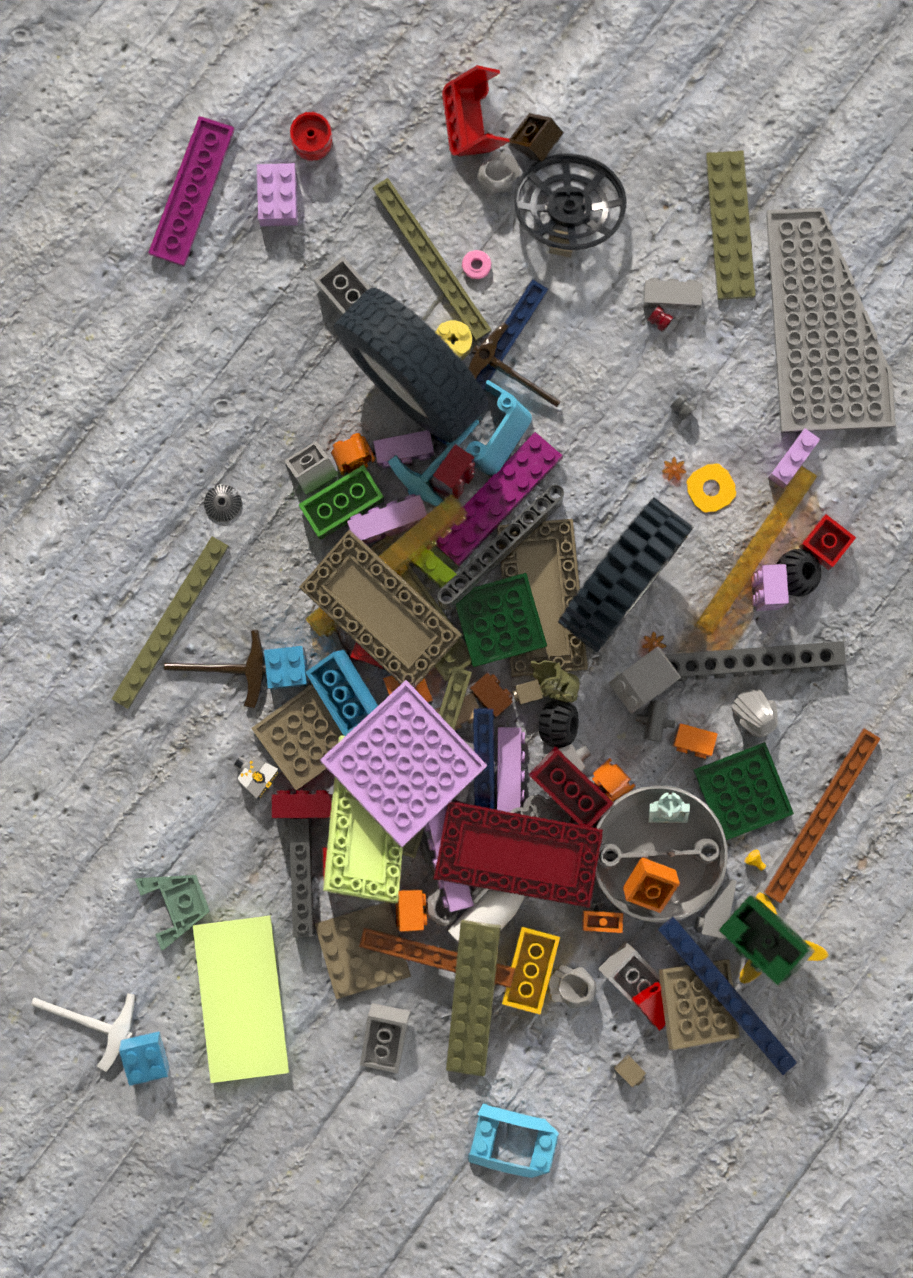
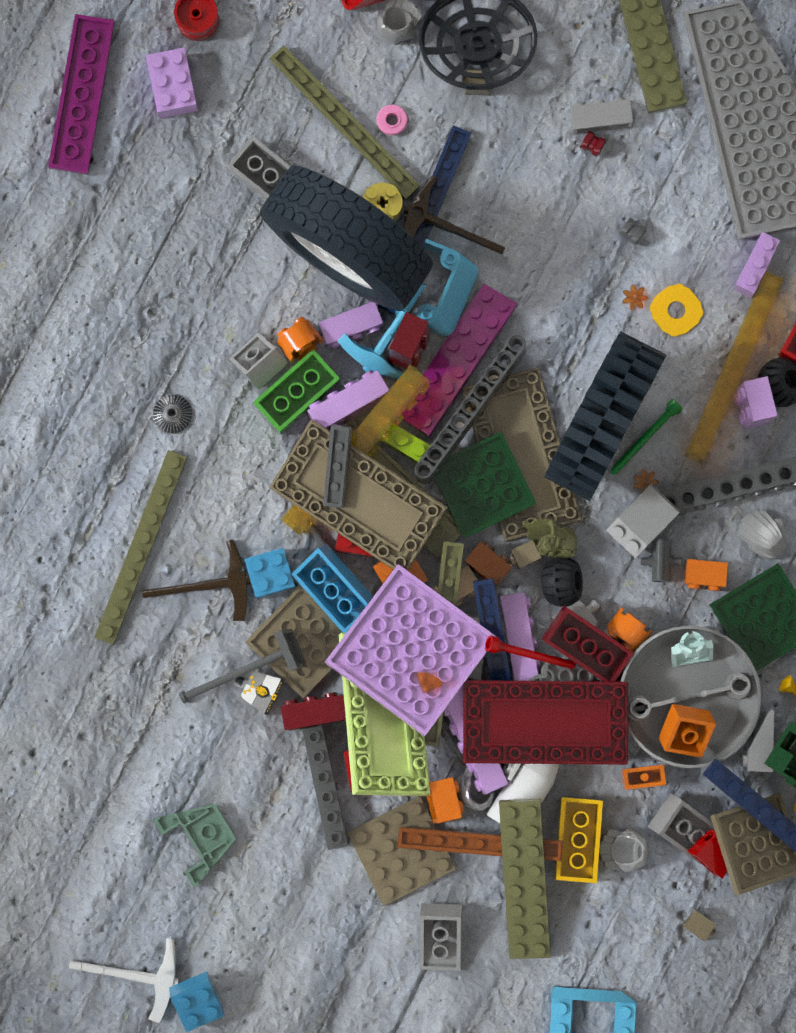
camera: 10 degrees left, 0 degrees up
(240, 999) = (284, 923): yellowish green tile -> none
(289, 743) = (289, 650): none -> dark grey tile
(365, 578) = (337, 466): none -> dark grey tile
(414, 796) = (428, 682): none -> clear orange tile
(483, 772) = (494, 644): none -> red piece
(690, 580) = (672, 409): none -> green piece

